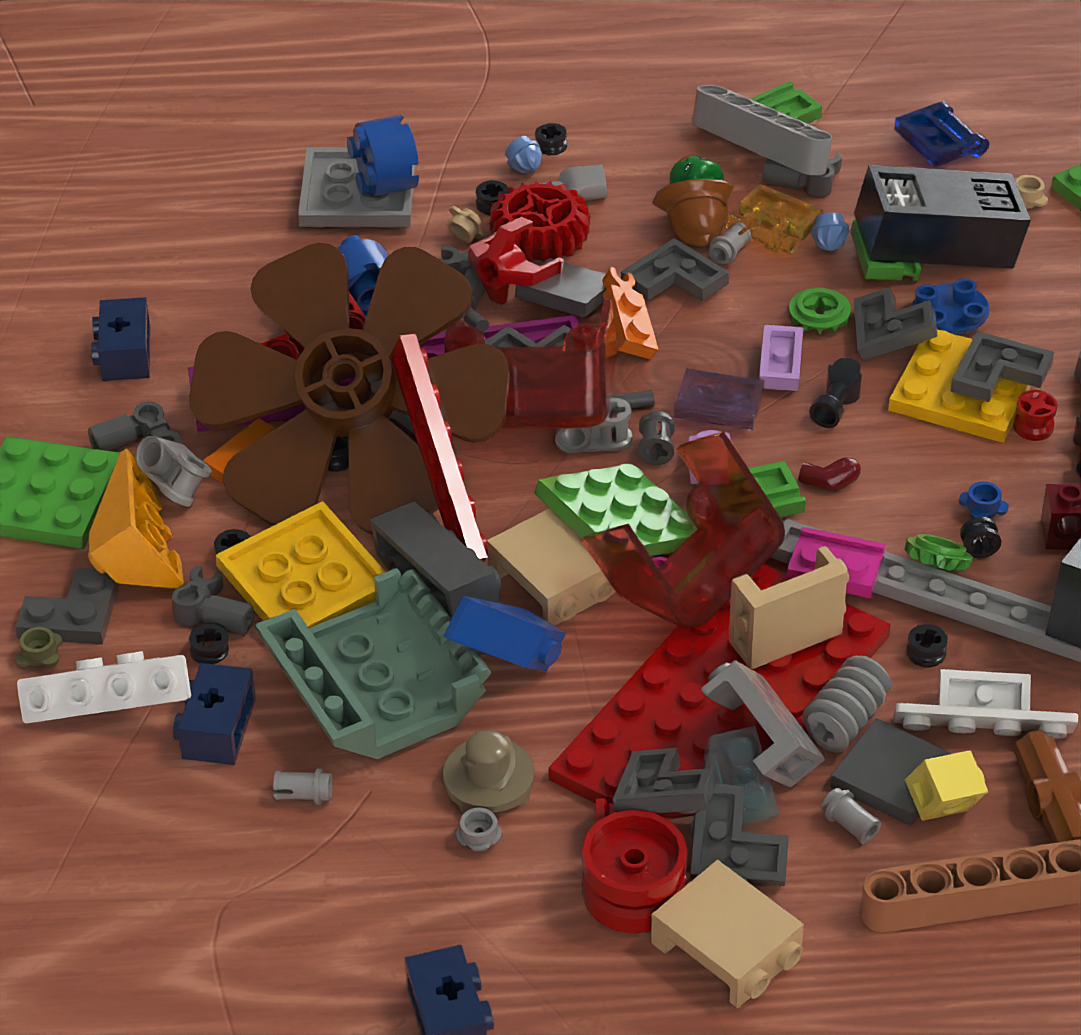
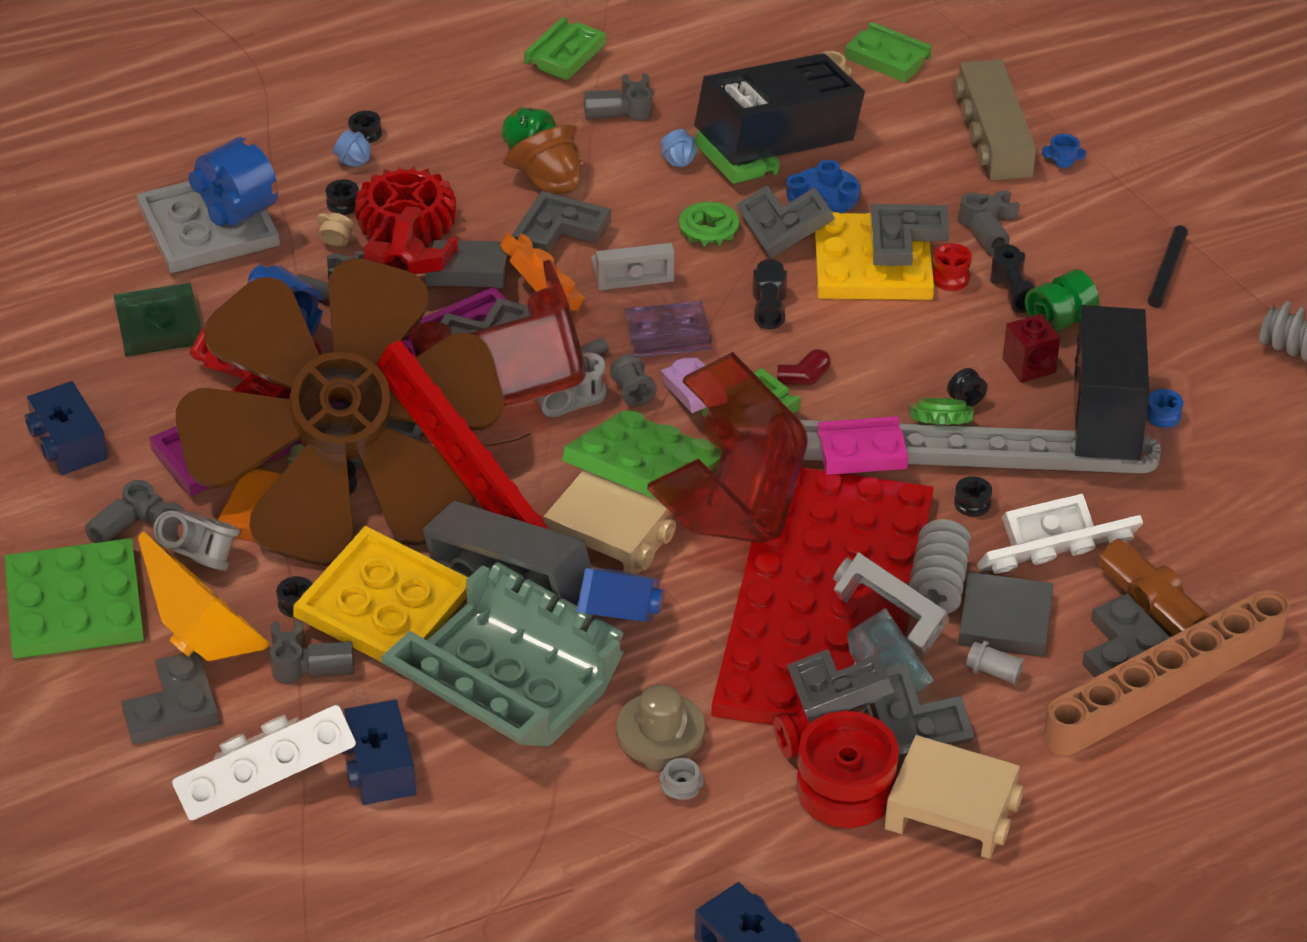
camera: 25 degrees left, 0 degrees up
(39, 648) = (164, 746): olive plate -> none
(205, 633) = (323, 680): black bush -> none
(249, 254) = (157, 319): none -> clear green tile
(303, 786) = (498, 791): light grey pin -> none
(587, 180) = (423, 156): light grey piece -> none
(721, 331) = (633, 266): none -> light grey panel
(724, 248) = (591, 187): light grey pin -> none
(762, 129) = (568, 68): light grey beam -> none
(780, 212) = (622, 142): clear yellow plate -> none
(781, 357) = (701, 275): lavender plate -> none
(789, 614) = (850, 512): tan panel -> none
(940, 134) = (723, 34): clear blue plate -> none
(946, 785) = (1066, 610): light yellow brick -> none
(984, 500) = (950, 355): blue plate -> none
(1009, 826) = (1129, 634): none -> dark grey plate

